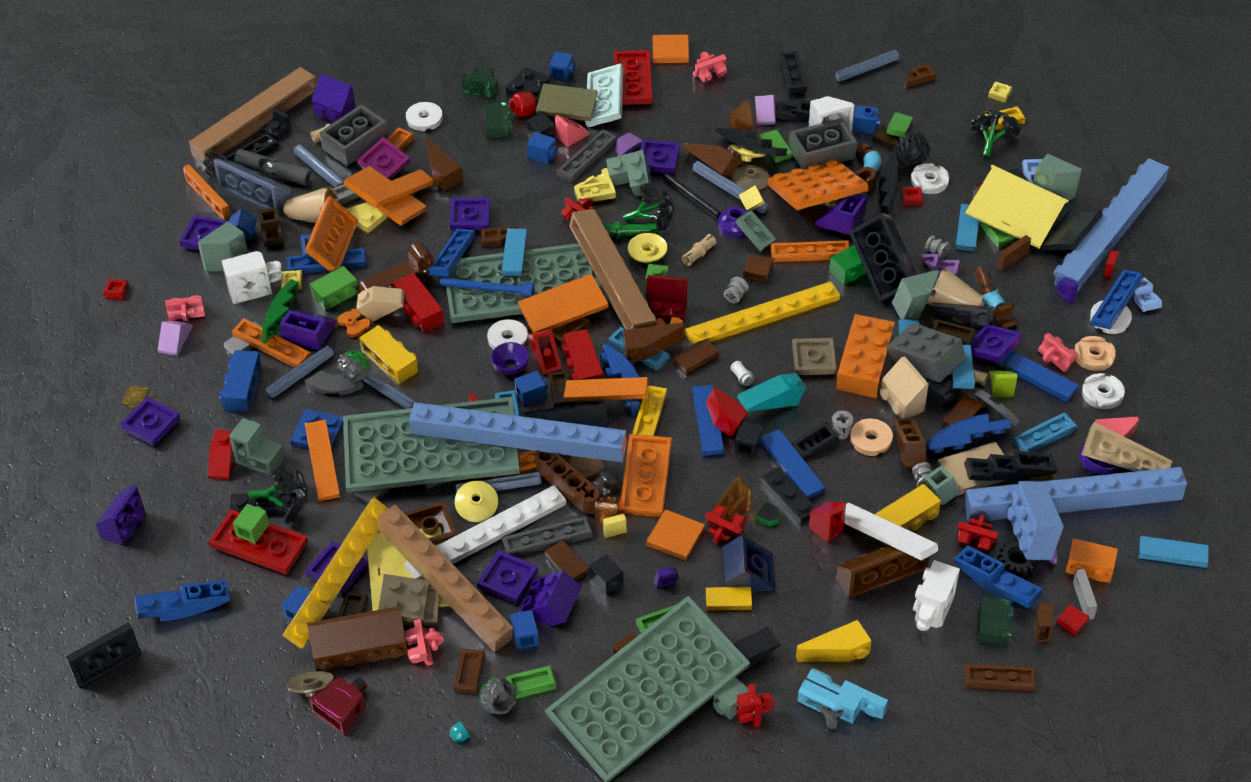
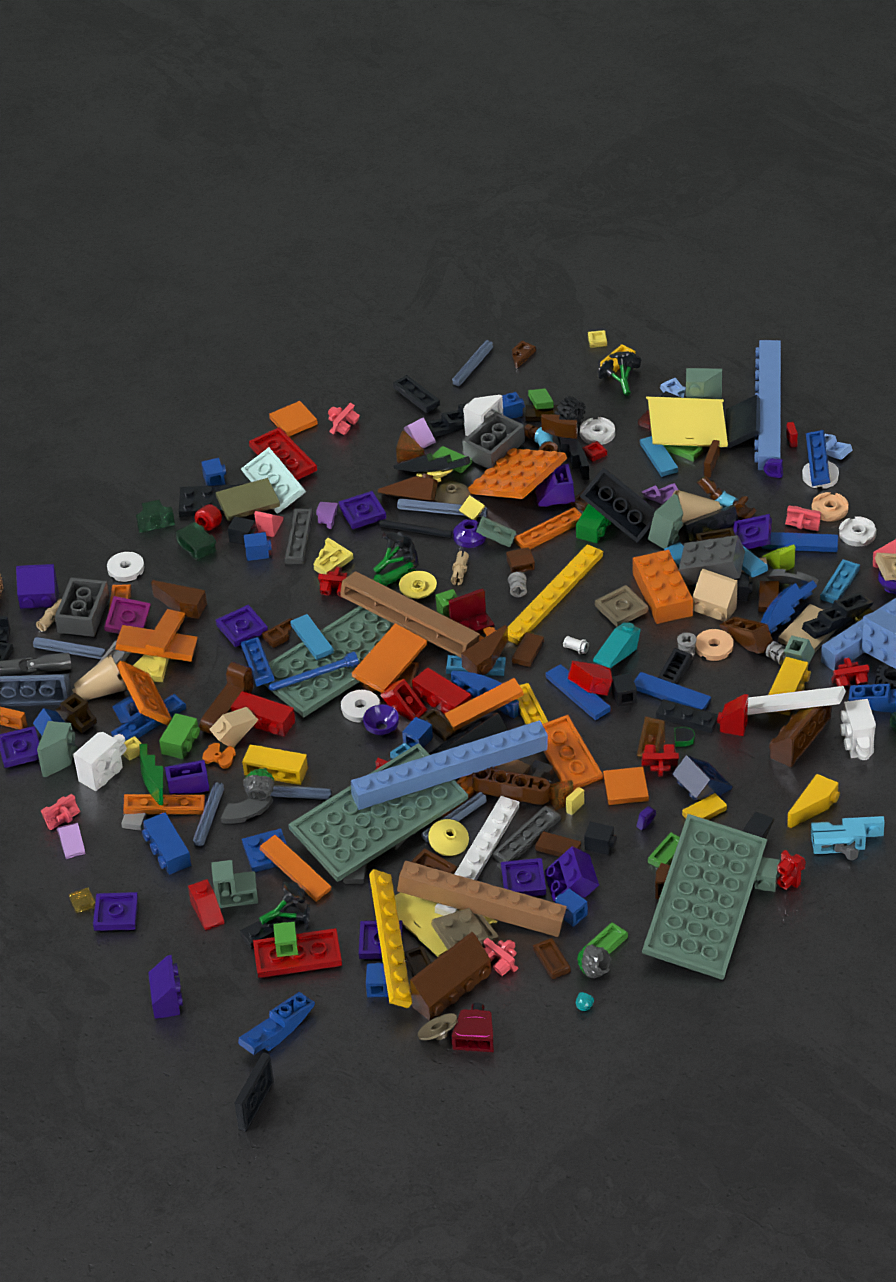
camera: 30 degrees left, 5 degrees down
(630, 169) = (355, 527): sand green brick -> none
(886, 158) = (562, 428): none -> reddish brown slope
(937, 246) = (648, 480): light grey bush -> none

